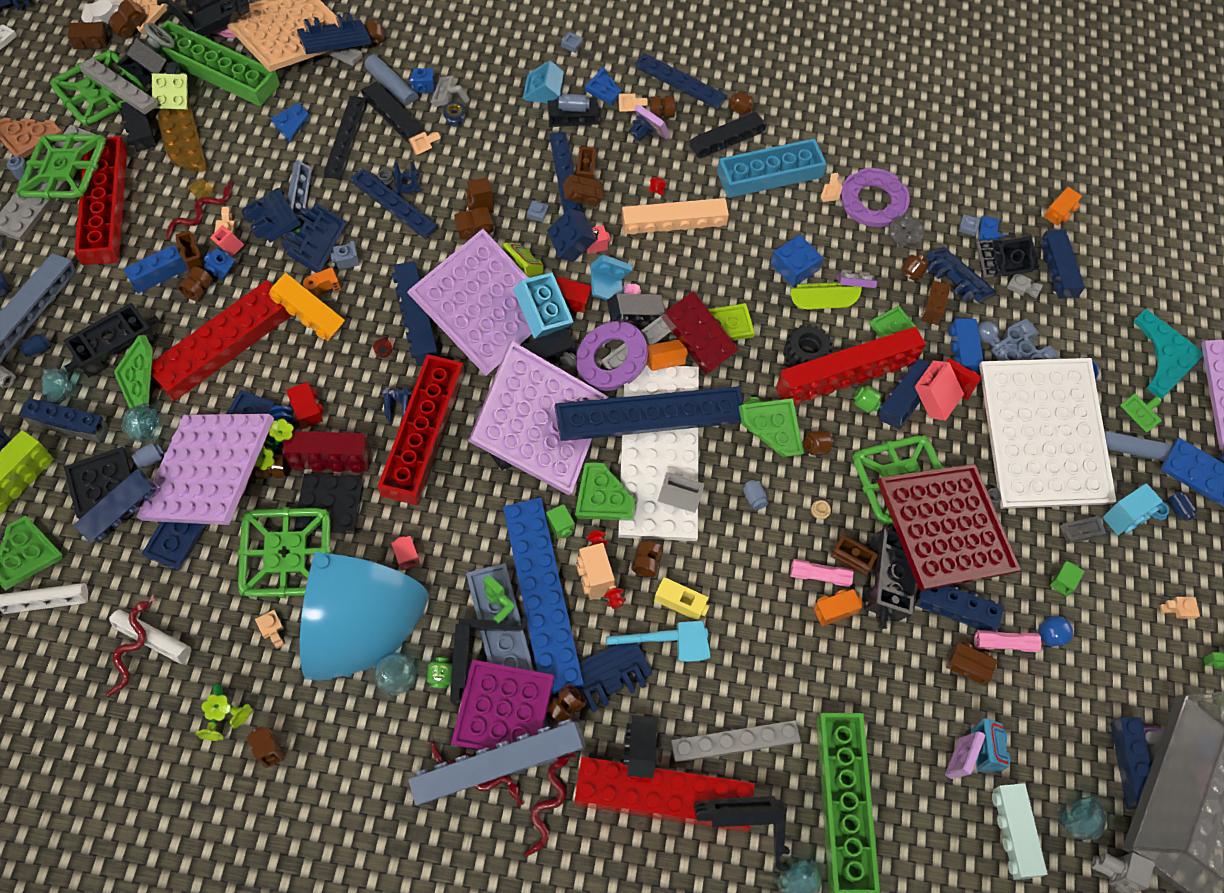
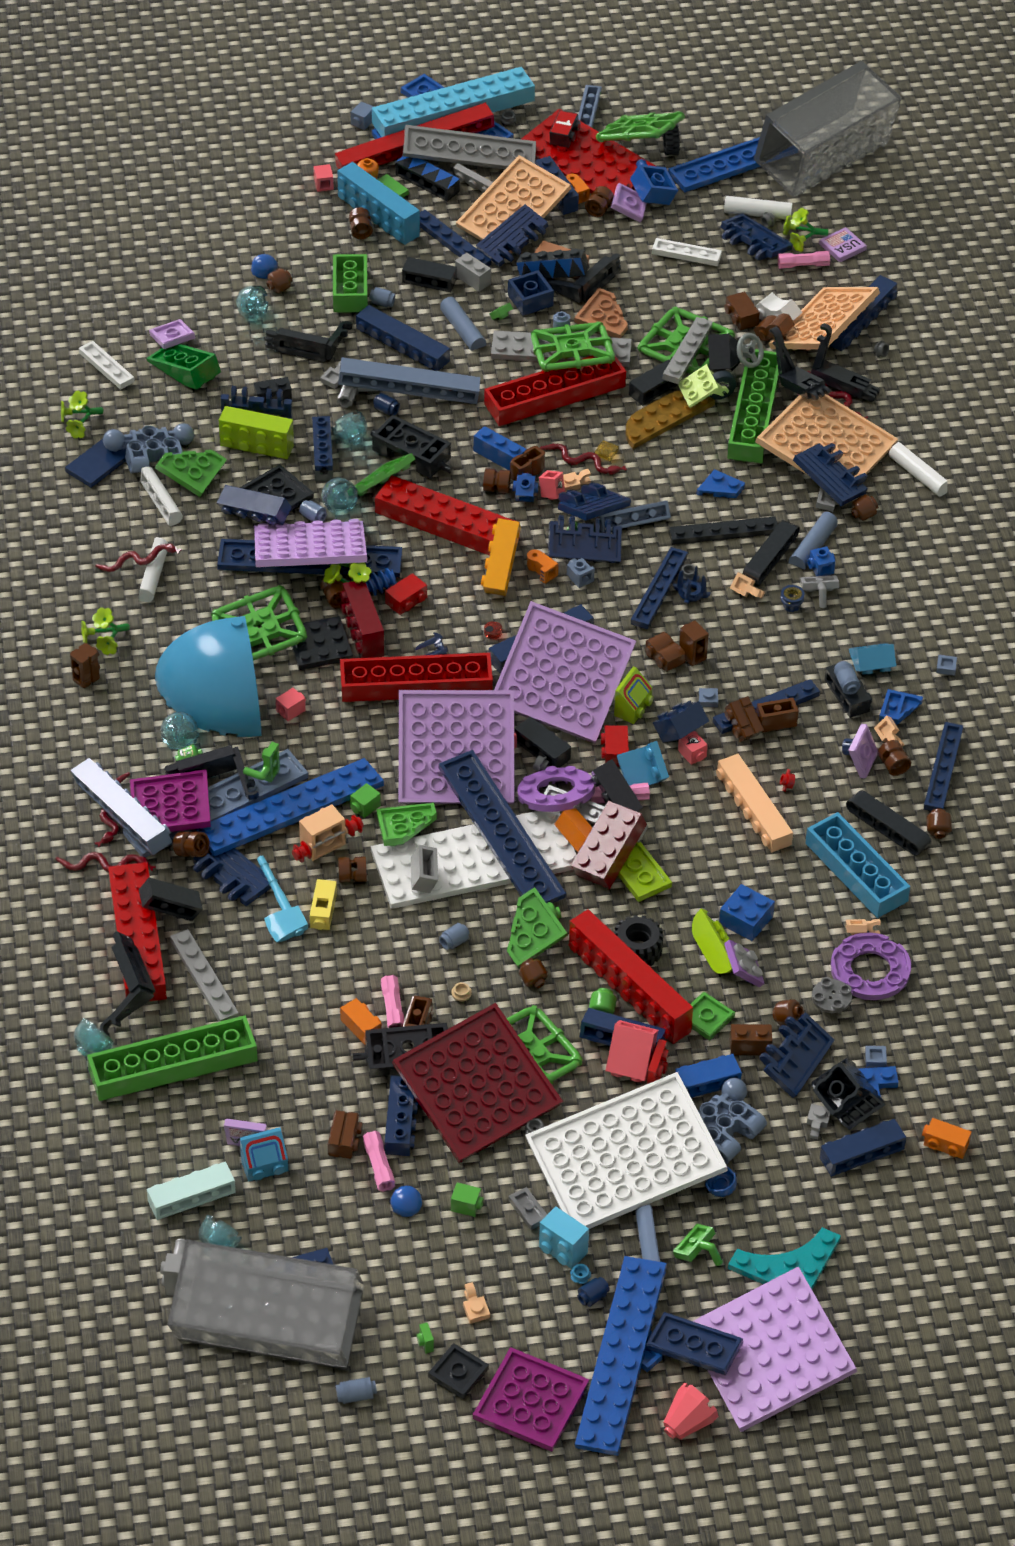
camera: 75 degrees right, 15 degrees down
(542, 305) = (582, 717): medium azure brick -> none

